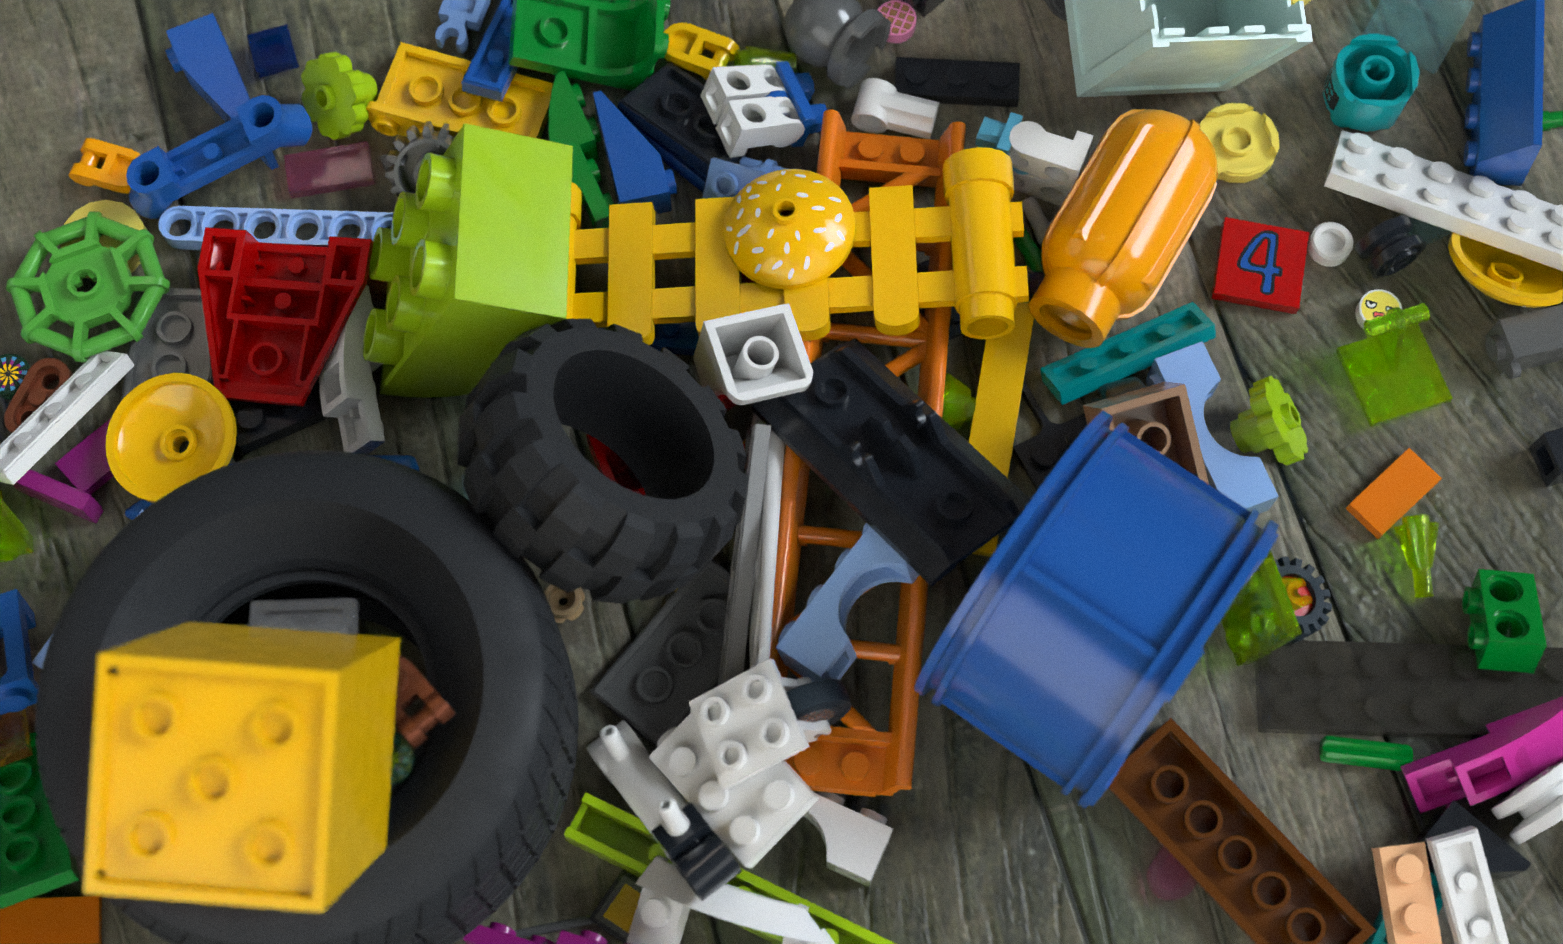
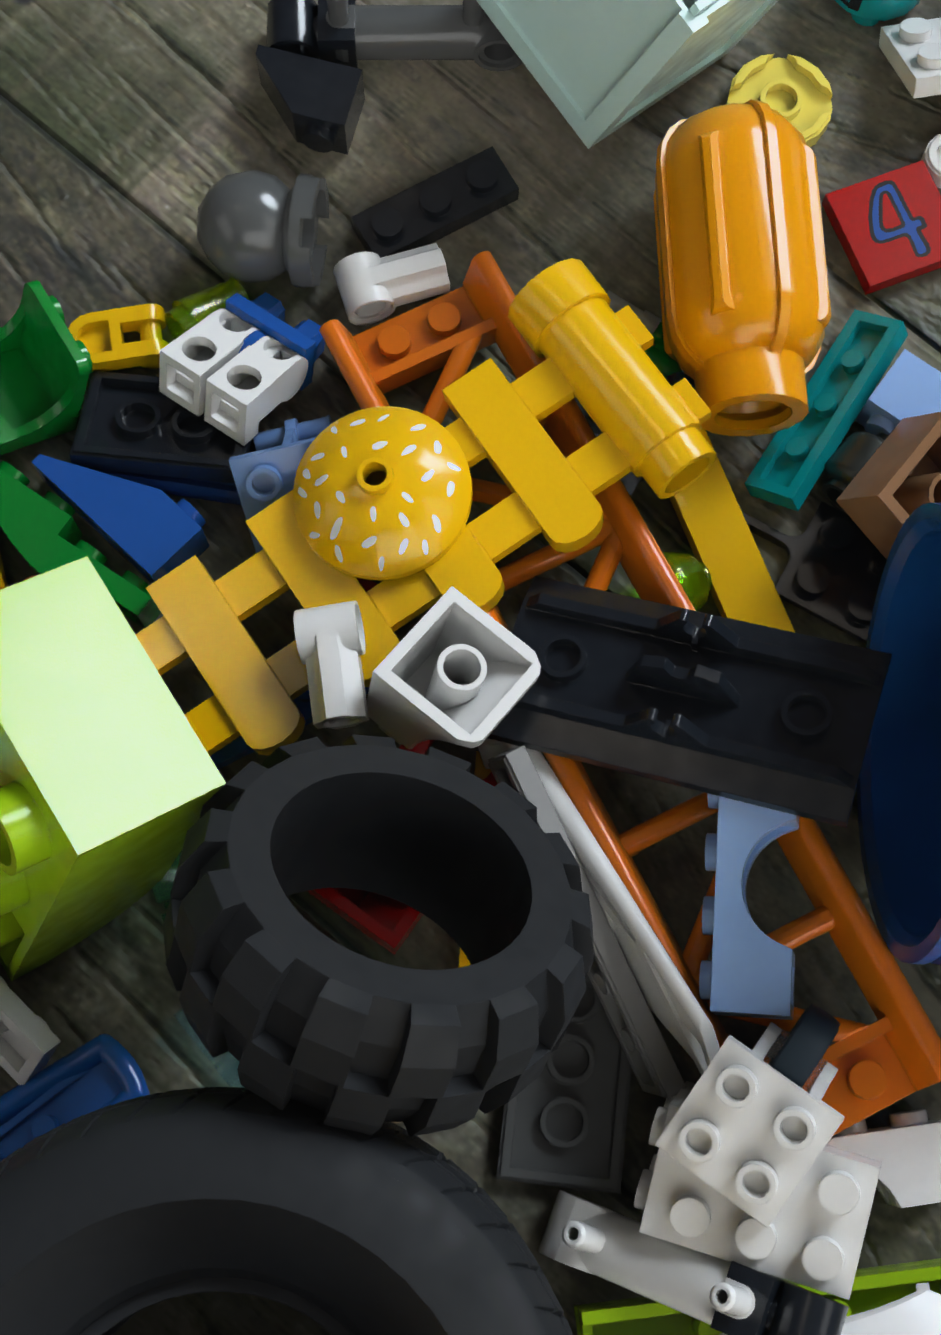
camera: 35 degrees left, 5 degrees up
(693, 299) = (331, 647): none -> white piece
(902, 20) = (328, 165): tile -> none
(1041, 161) = (612, 240): white hips -> none

